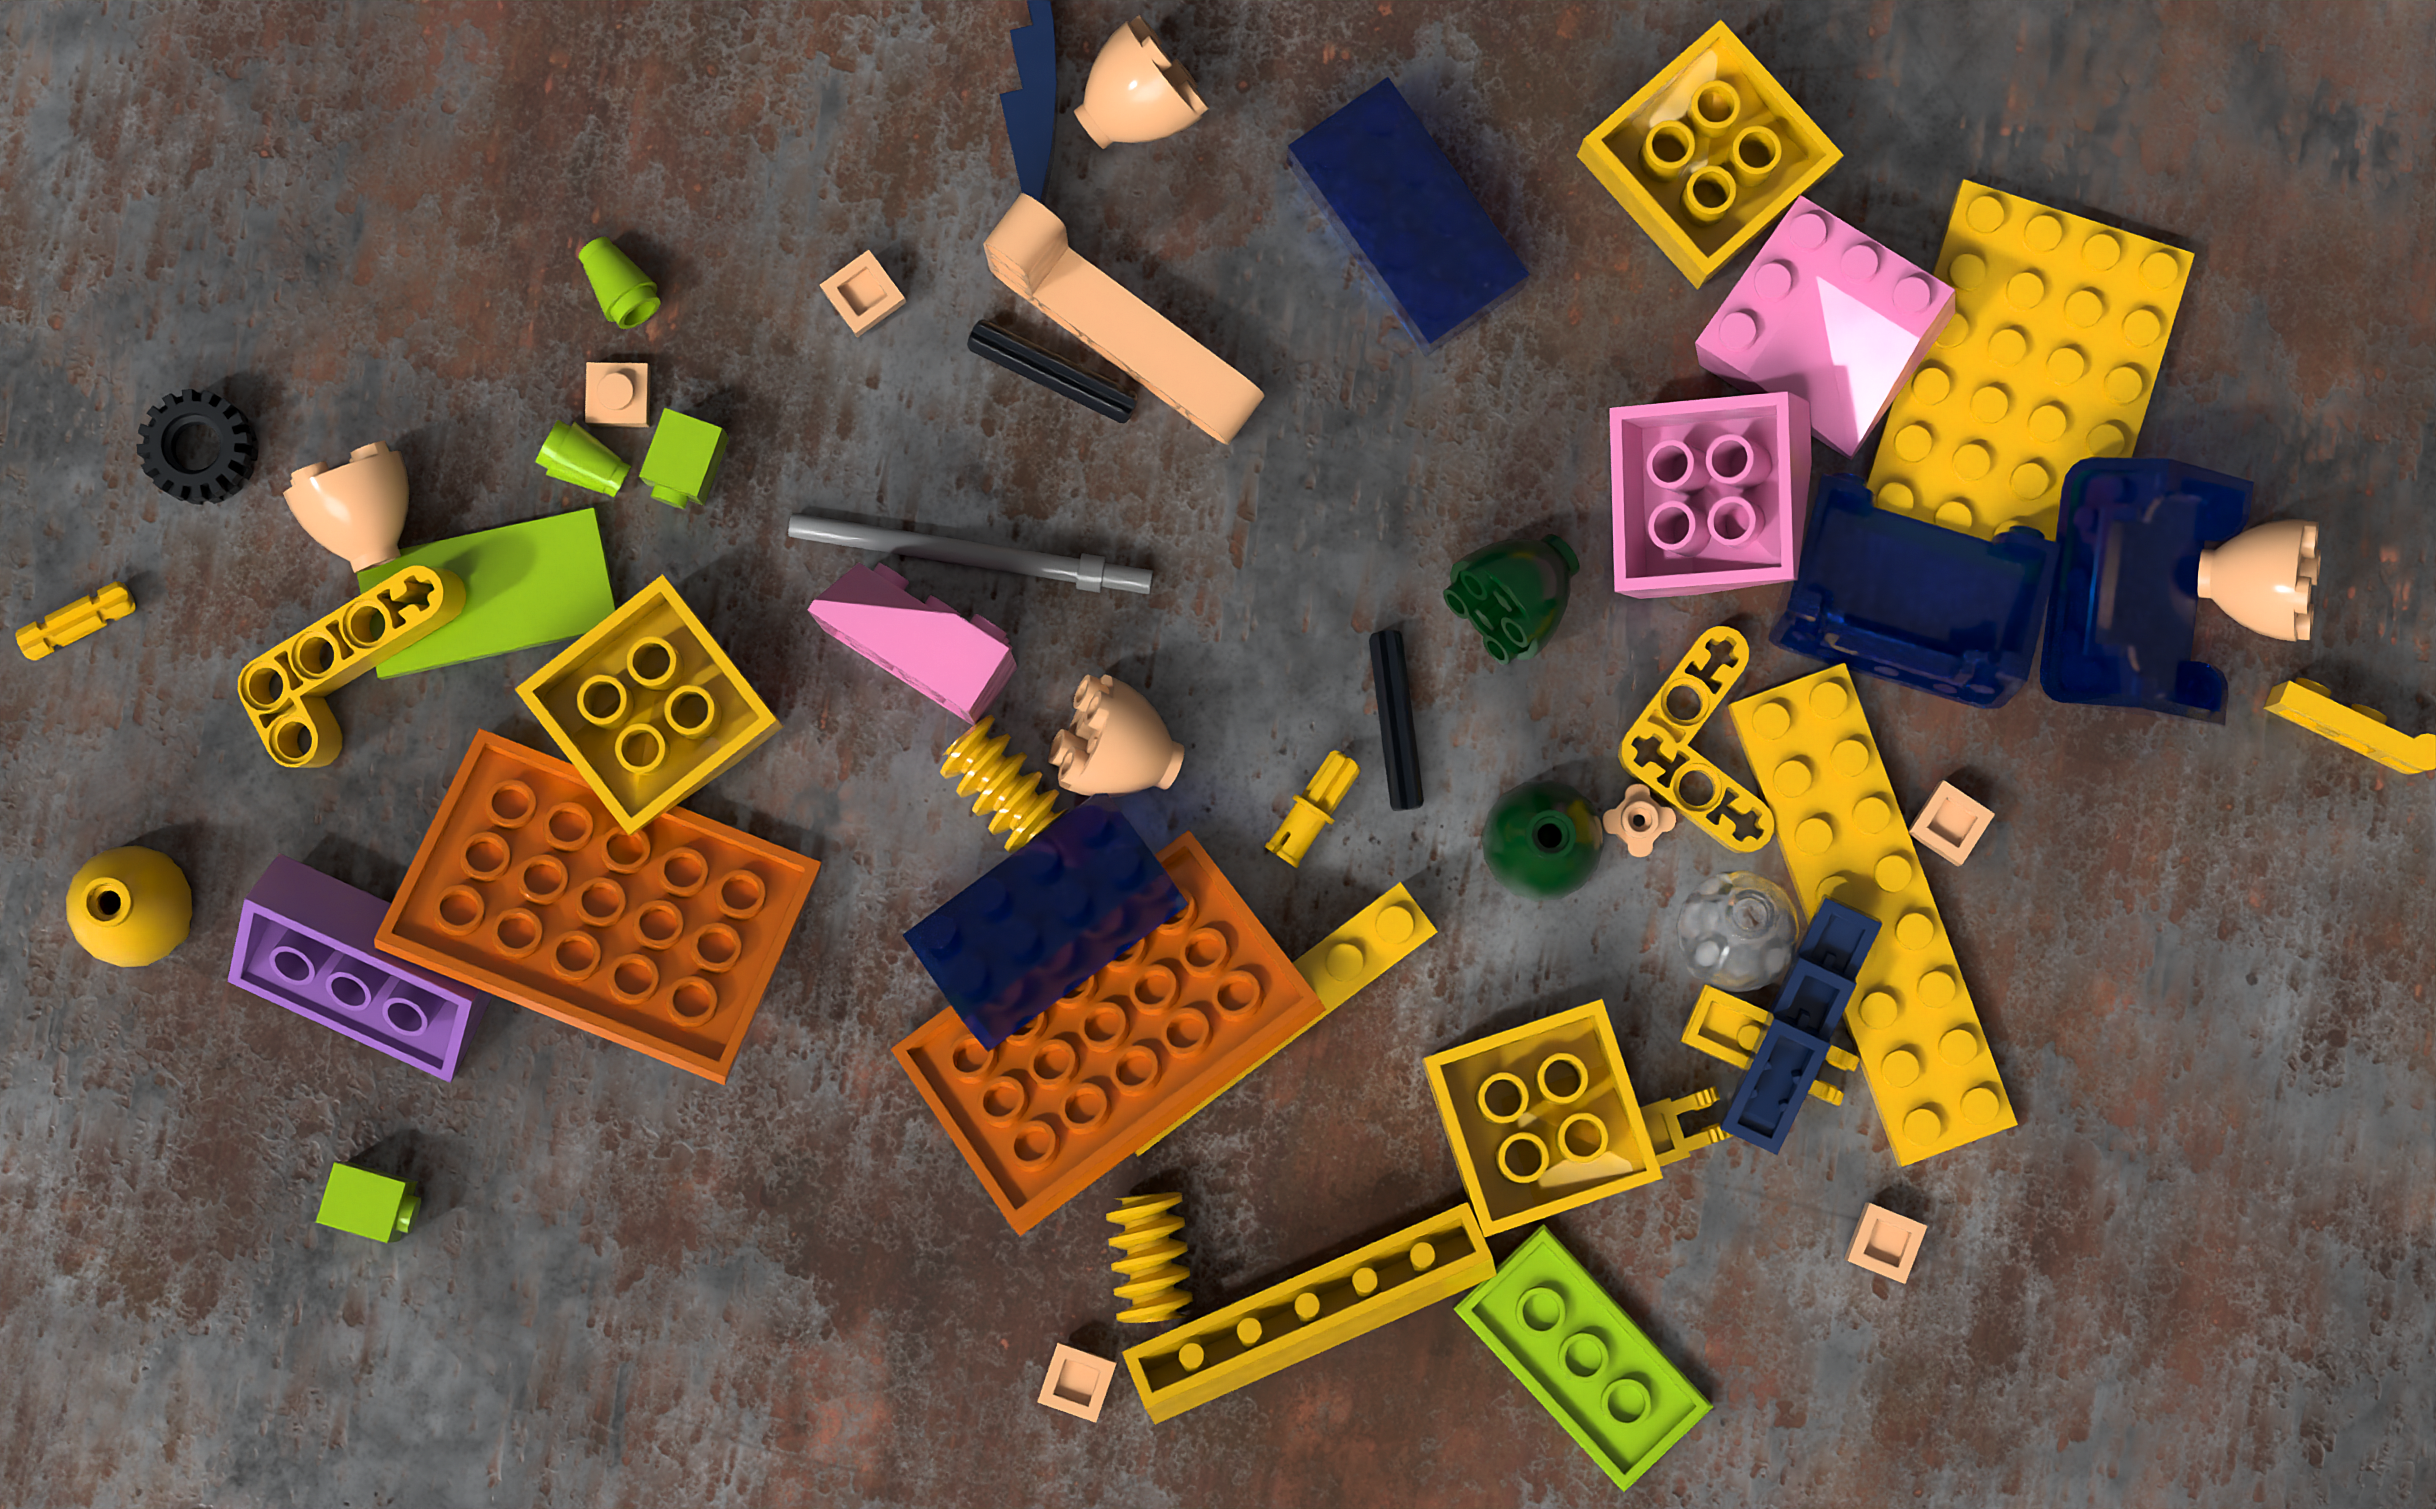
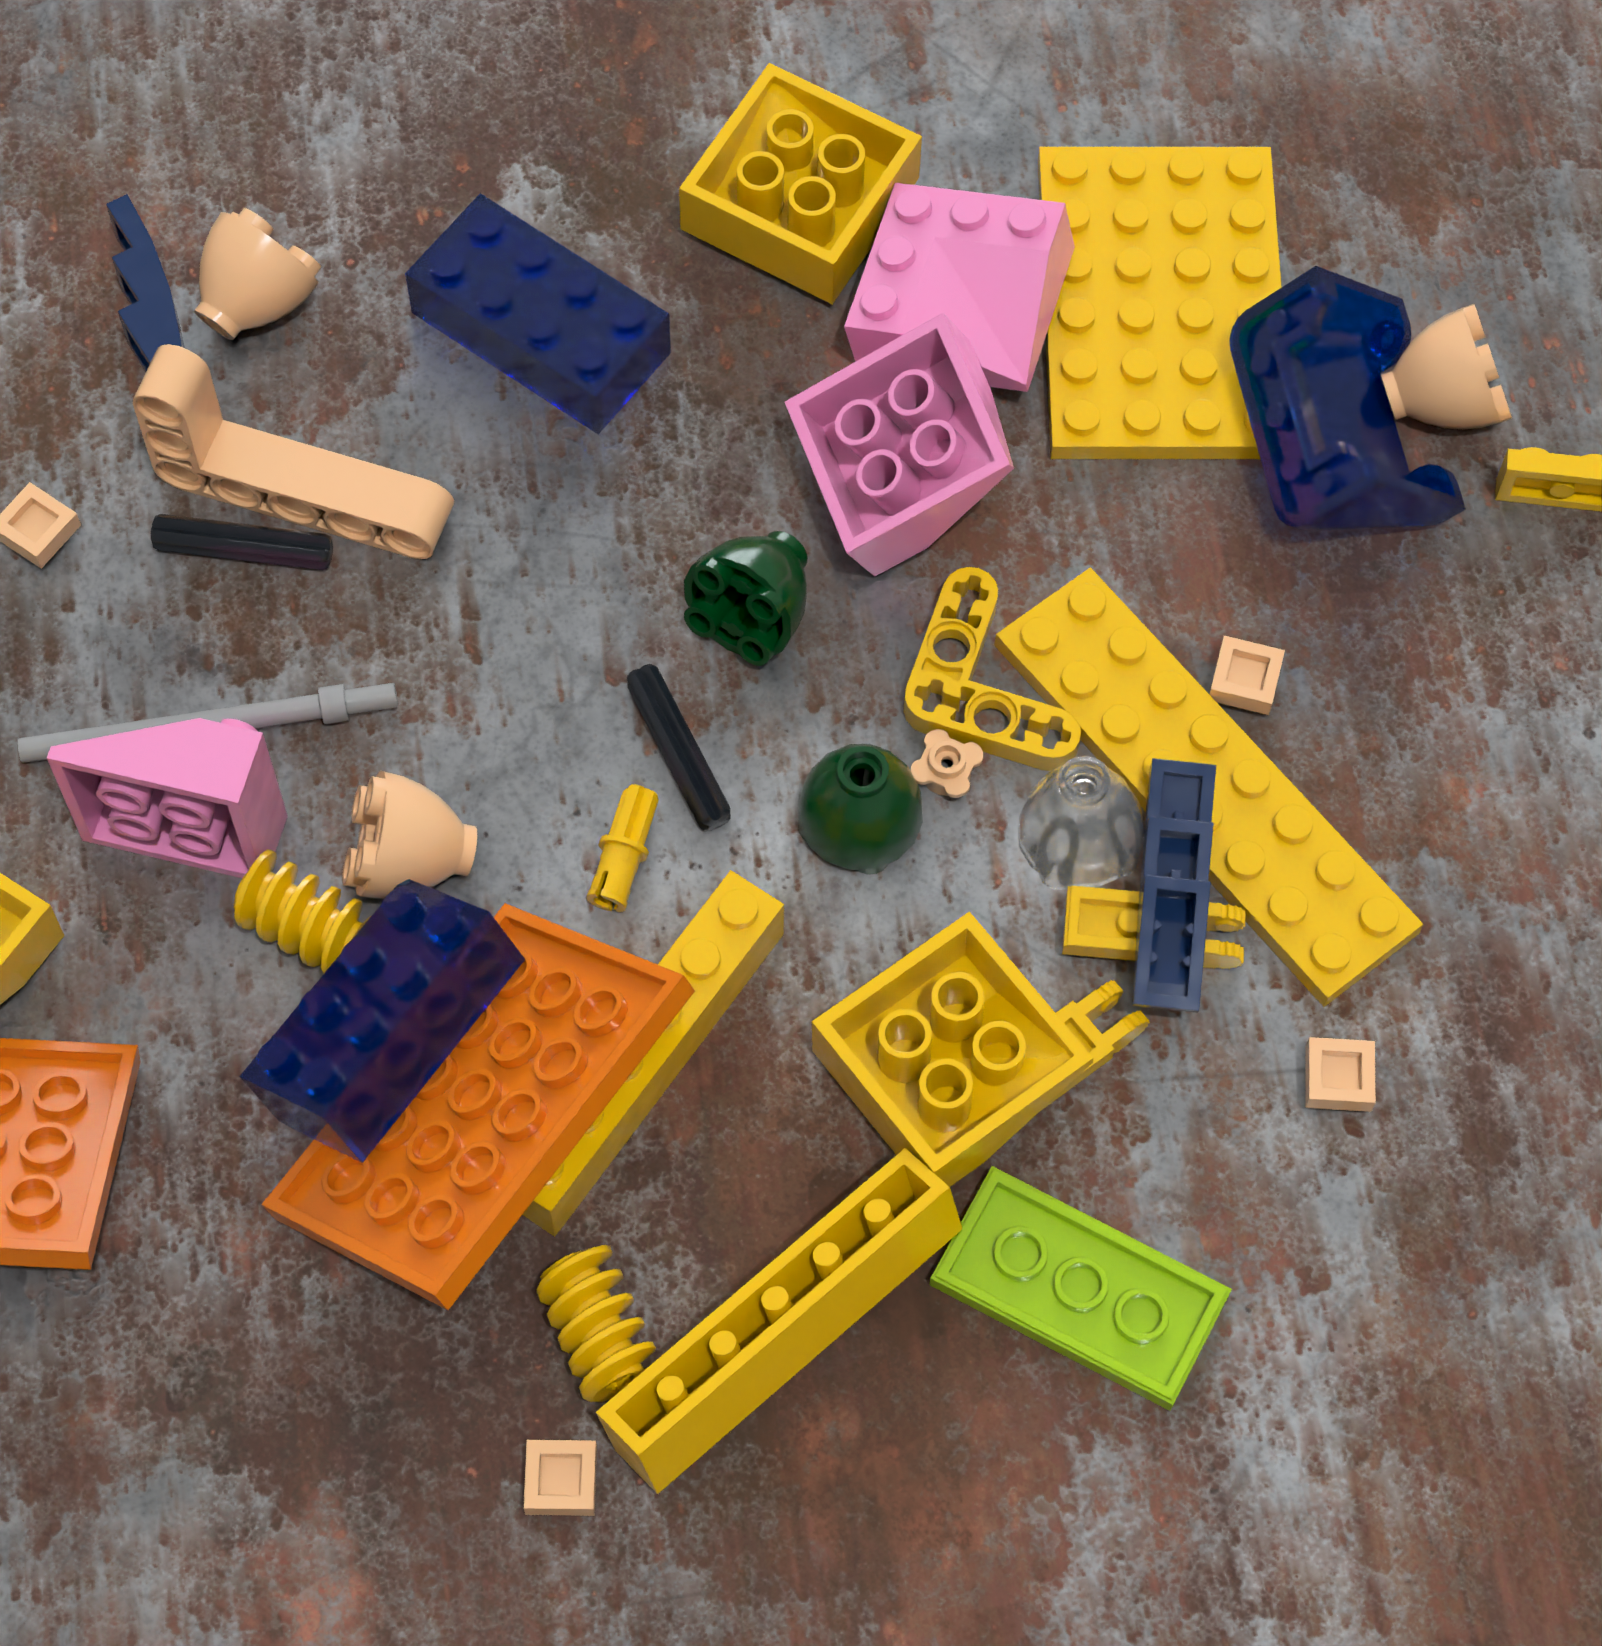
camera: 15 degrees left, 20 degrees down
(1915, 598) = (1132, 491): clear blue windscreen -> none

